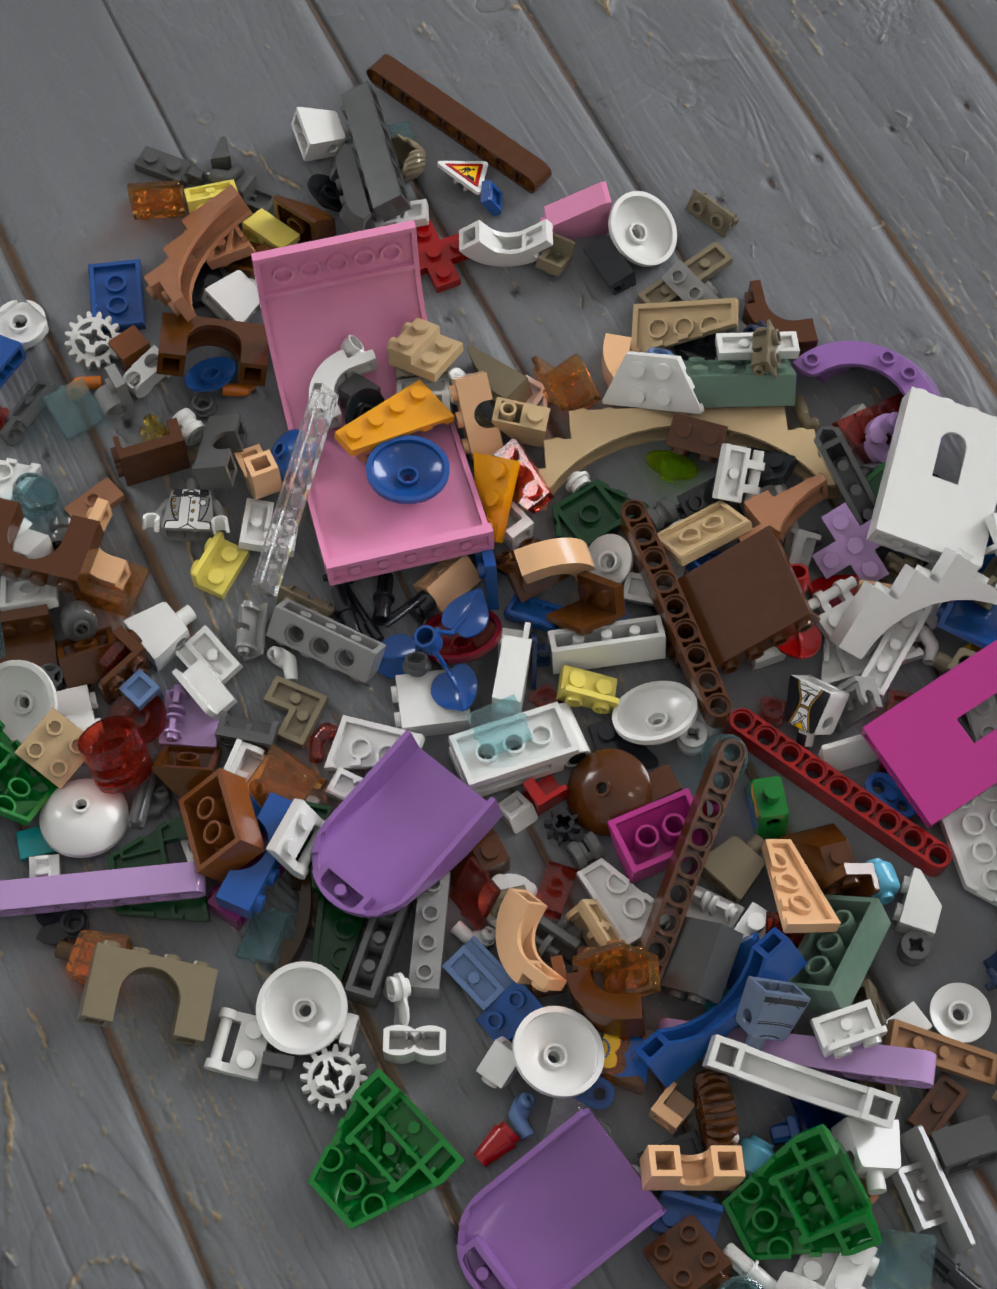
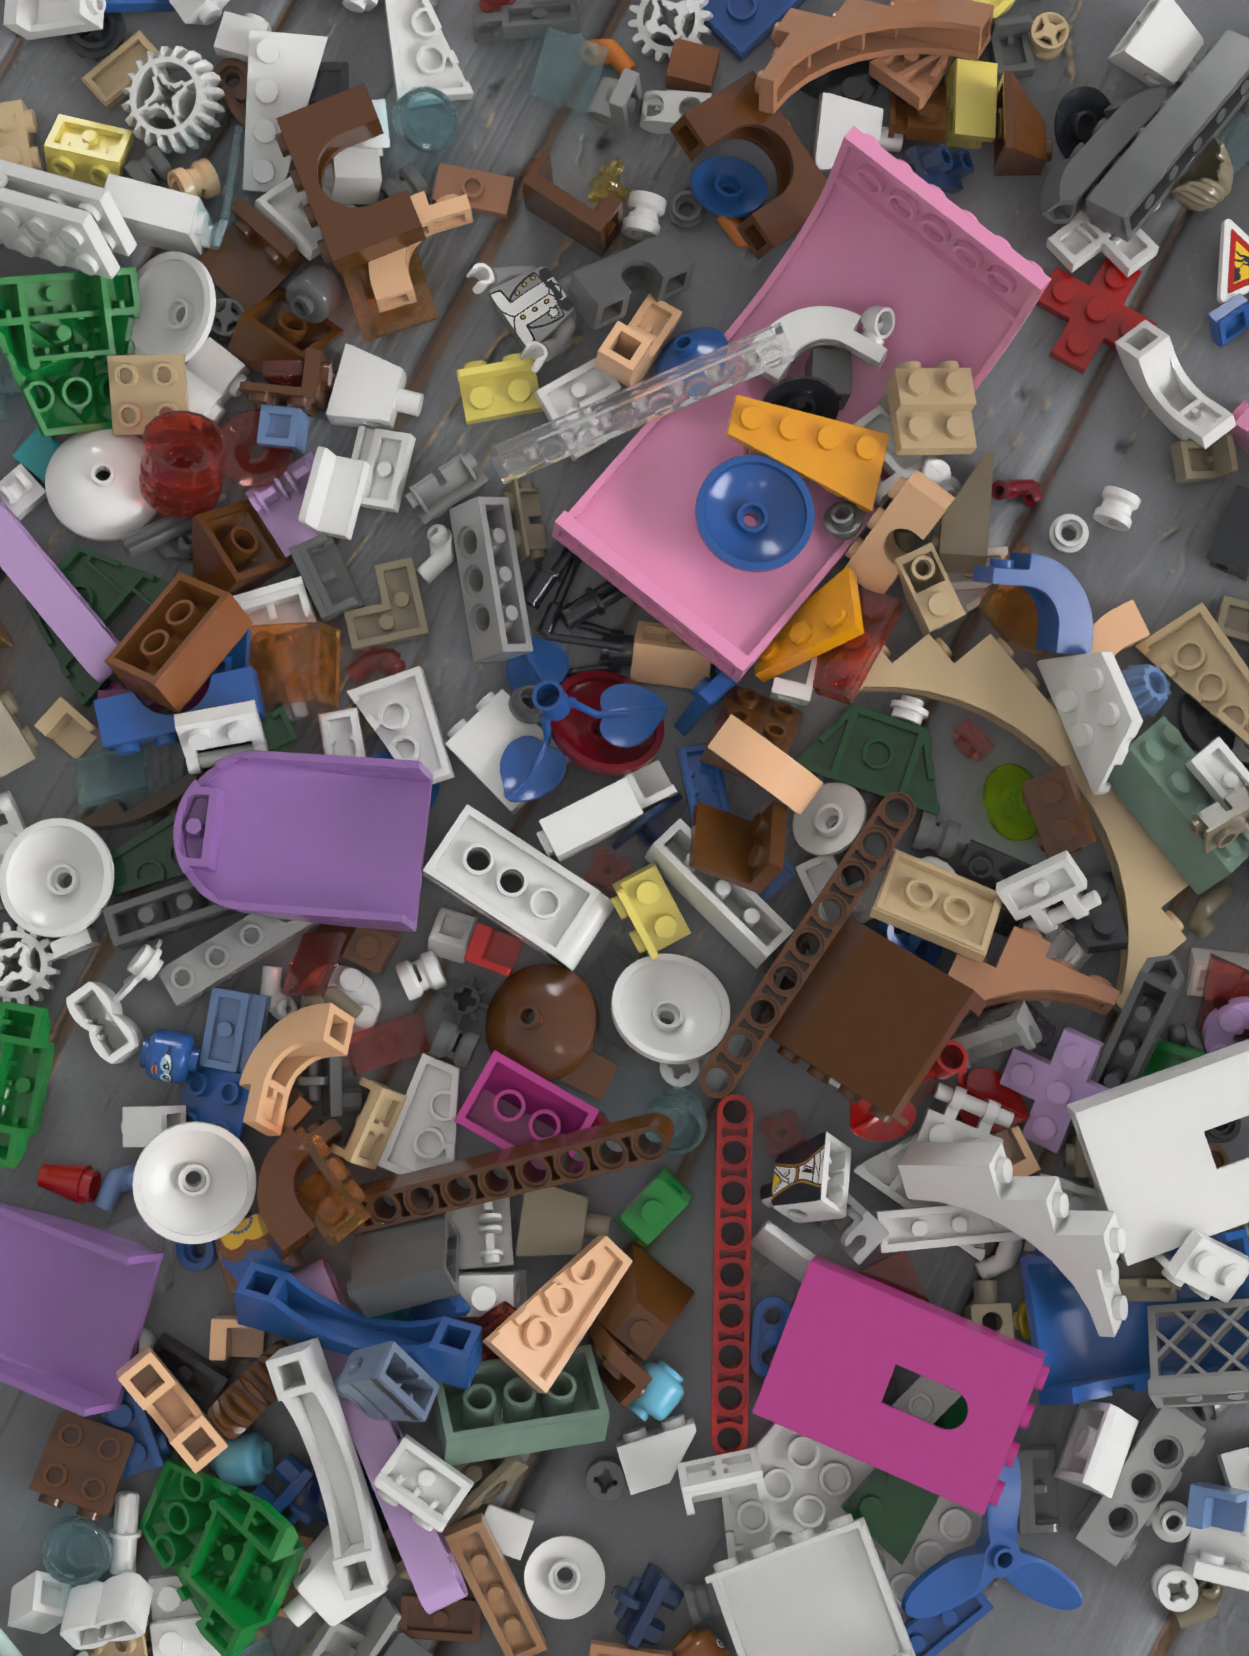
camera: 60 degrees right, 20 degrees up
(214, 941) = (68, 728): none -> tan panel
(268, 172) = (1052, 28): none -> tan wheel
(446, 437) = (845, 528): none -> dark grey plate
(465, 1022) = (170, 1056): none -> blue head
(500, 349) = (1018, 488): none -> dark red arm
(500, 726) = (512, 854): clear light blue piece -> none
(528, 841) = (429, 970): none -> white wheel
(542, 338) = (1074, 523): none -> white plate
(548, 312) = (1116, 508): none -> white wheel
(575, 360) = (1060, 600): none -> arch
(620, 462) = (971, 740): none -> clear red plate
(959, 872) = (721, 1477): none -> white hinge

